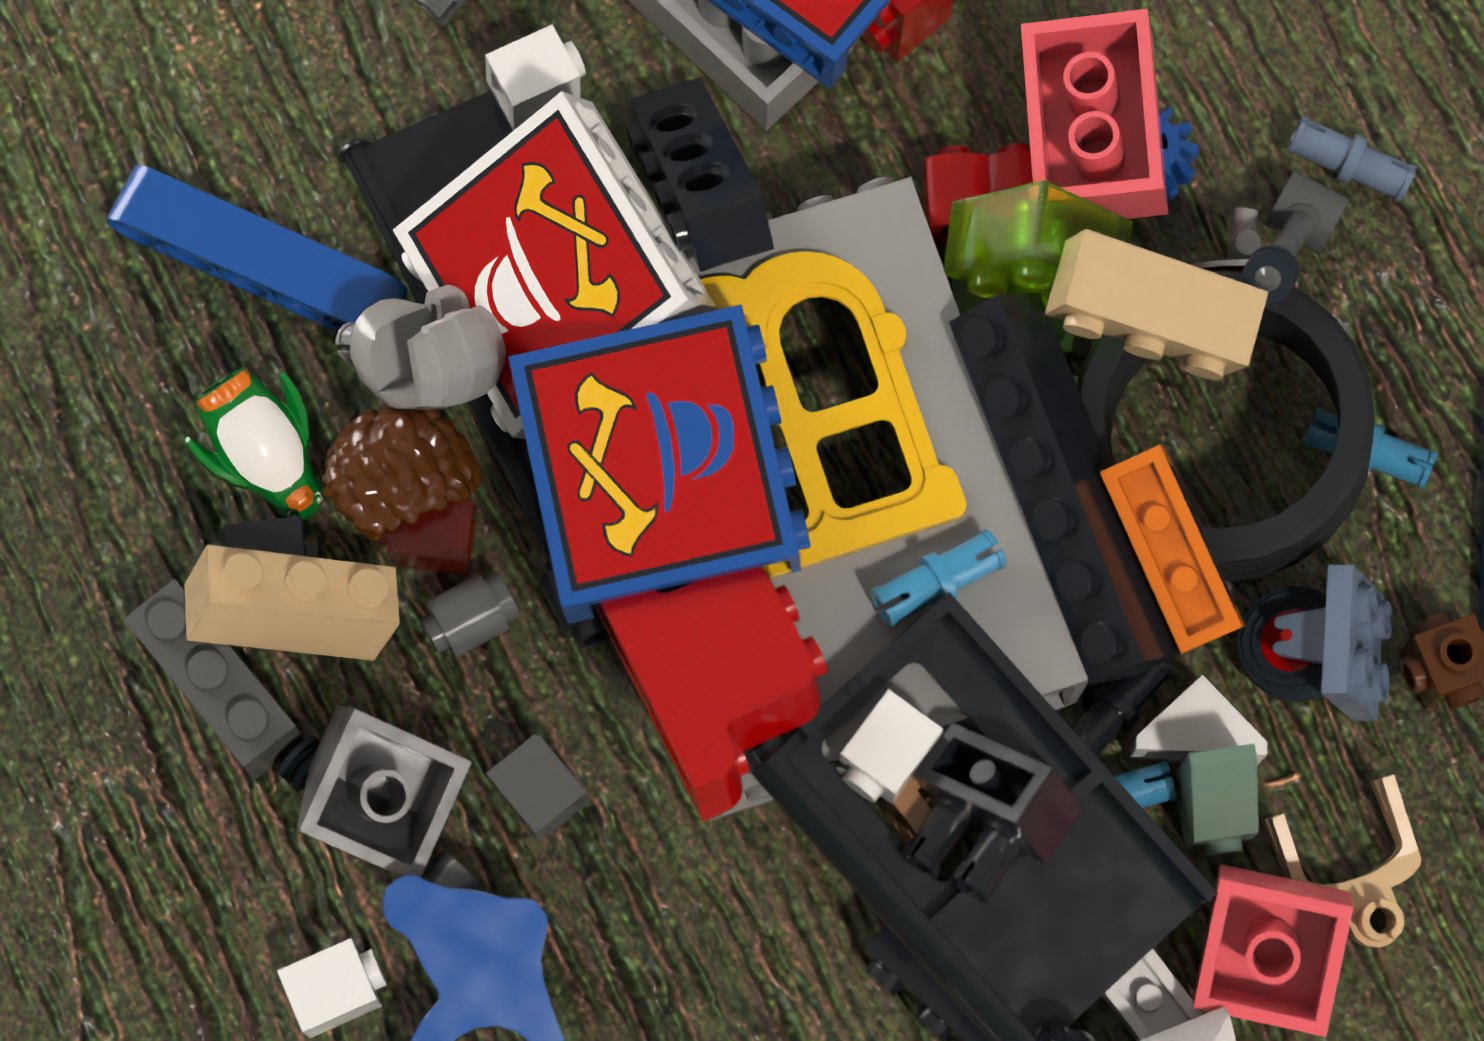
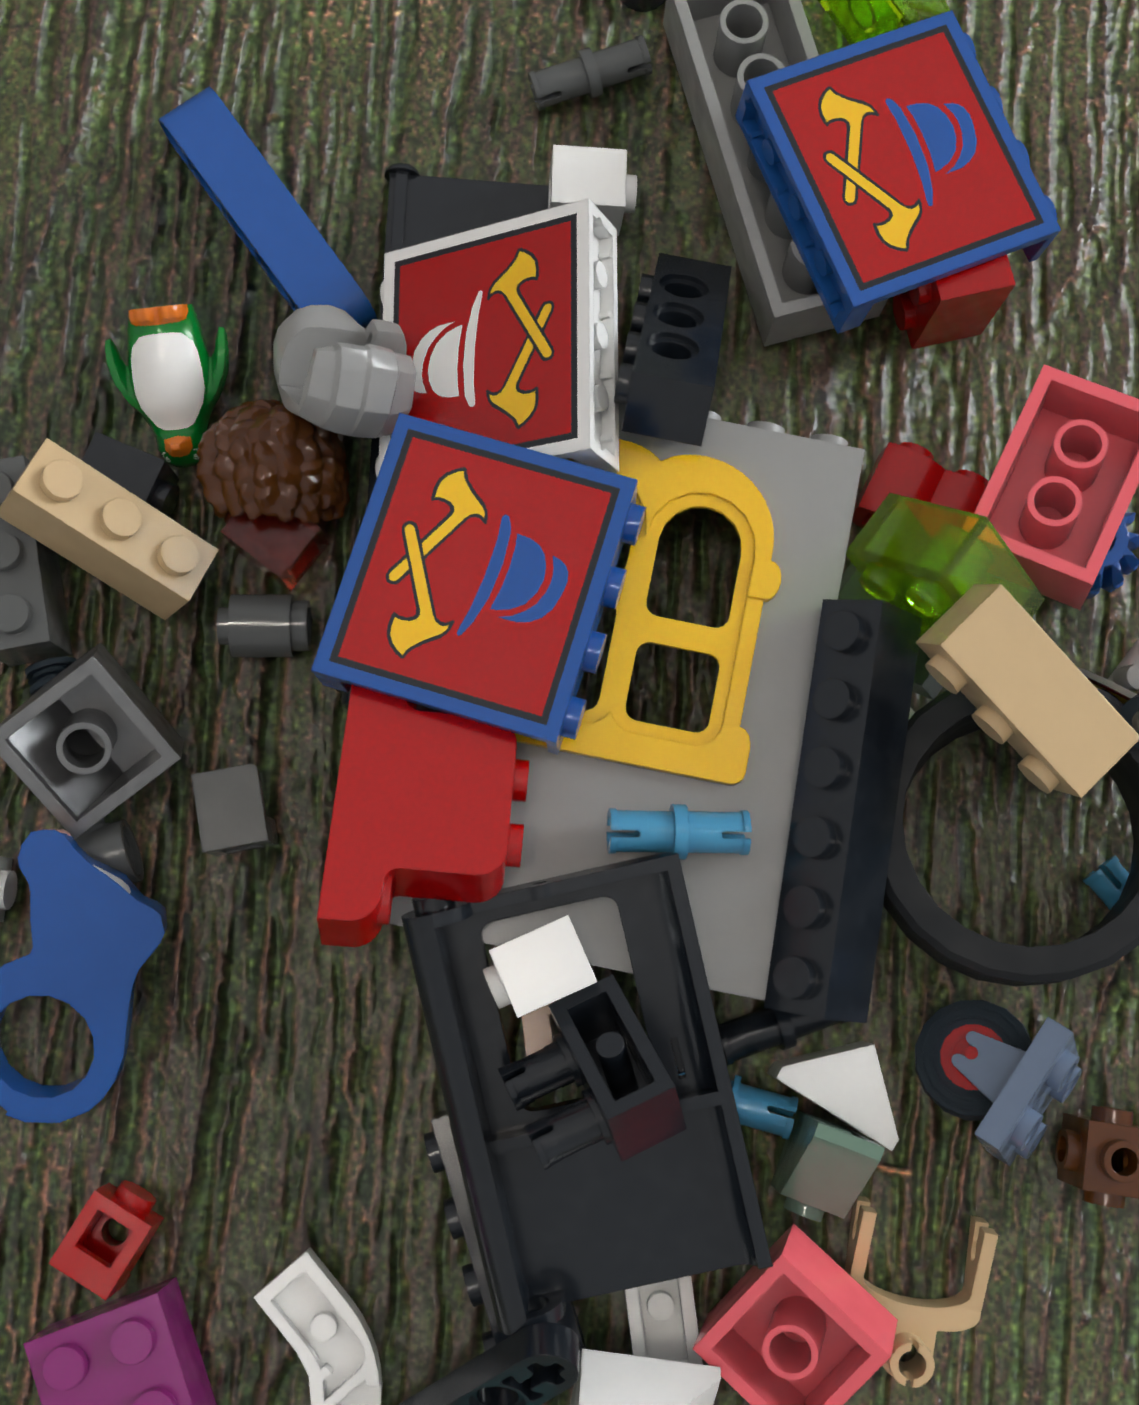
camera: 25 degrees right, 5 degrees up
(1172, 548) = (911, 925): orange plate -> none

